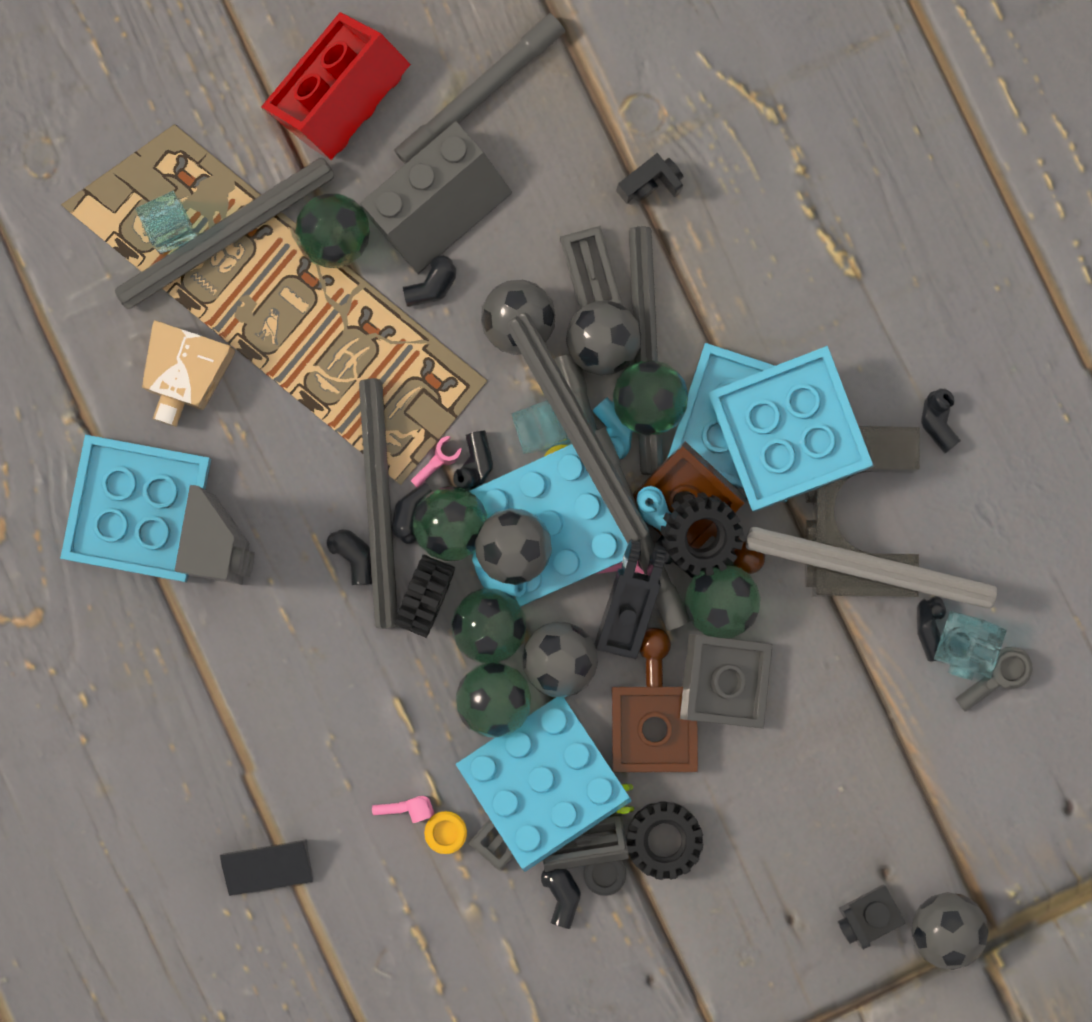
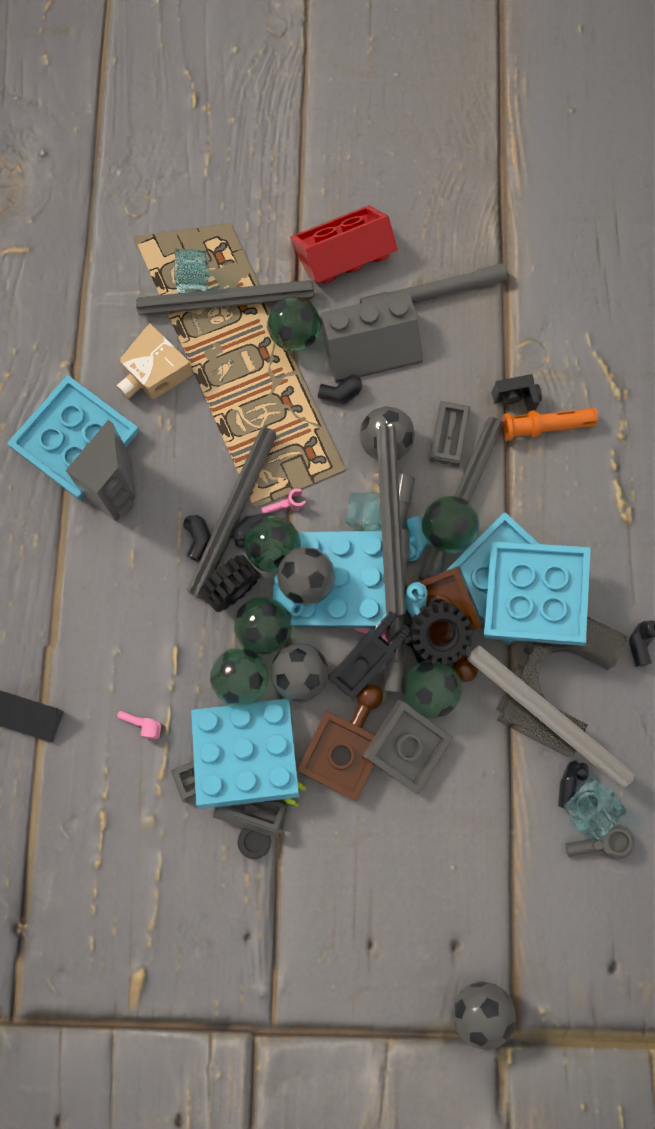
camera: 25 degrees right, 10 degrees down
(445, 832) = (159, 754): yellow tile -> none
(478, 464) = (312, 519): black arm -> none
(566, 893) = (220, 841): black arm -> none
(603, 337) = (437, 473): dark grey piece -> none
(673, 865) = (288, 846): black tyre -> none
(690, 208) = (535, 423): none -> orange pin
(870, 917) = (429, 973): black bracket -> none

